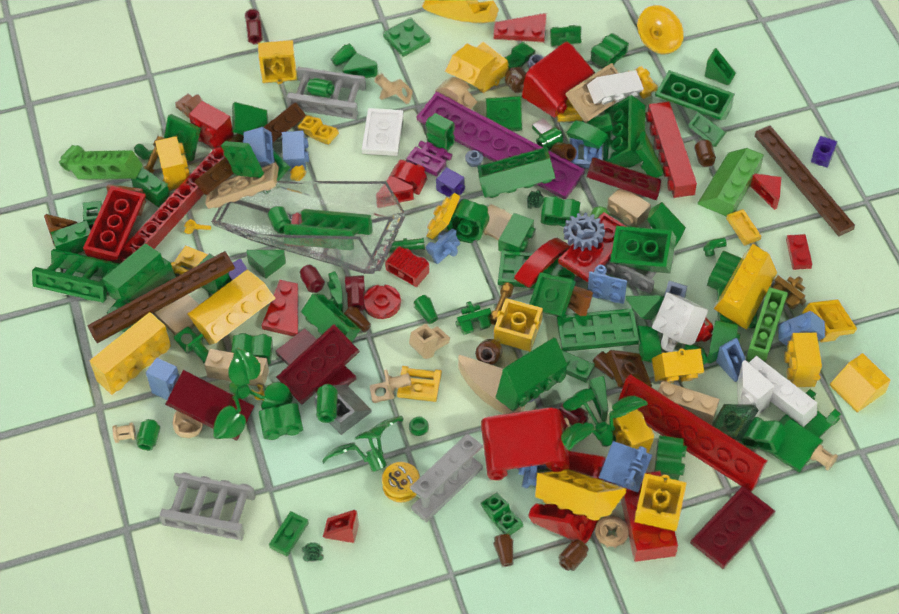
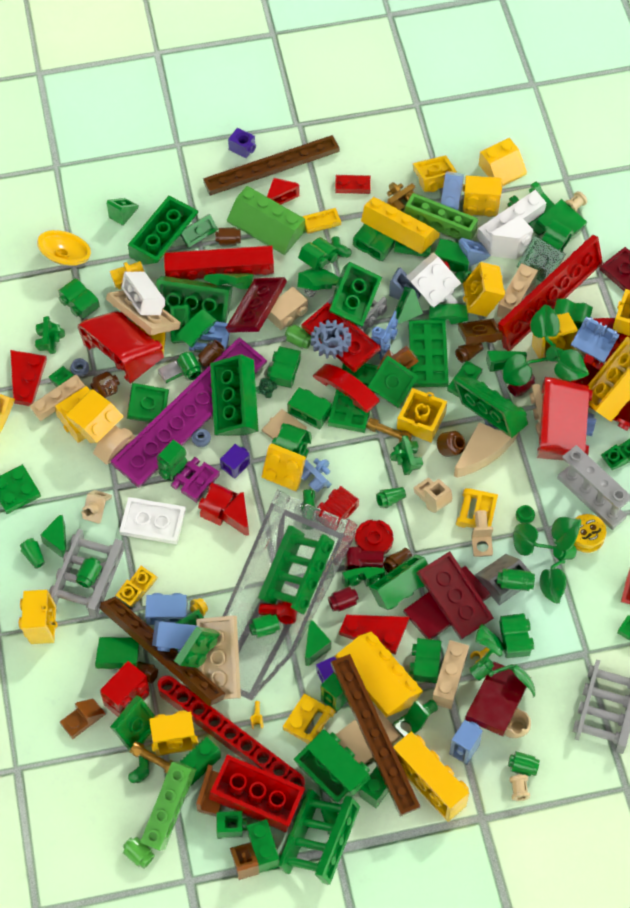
camera: 85 degrees left, 5 degrees up
(504, 50) = (46, 405): none -> tan plate
(697, 223) = (318, 253): none -> green brick

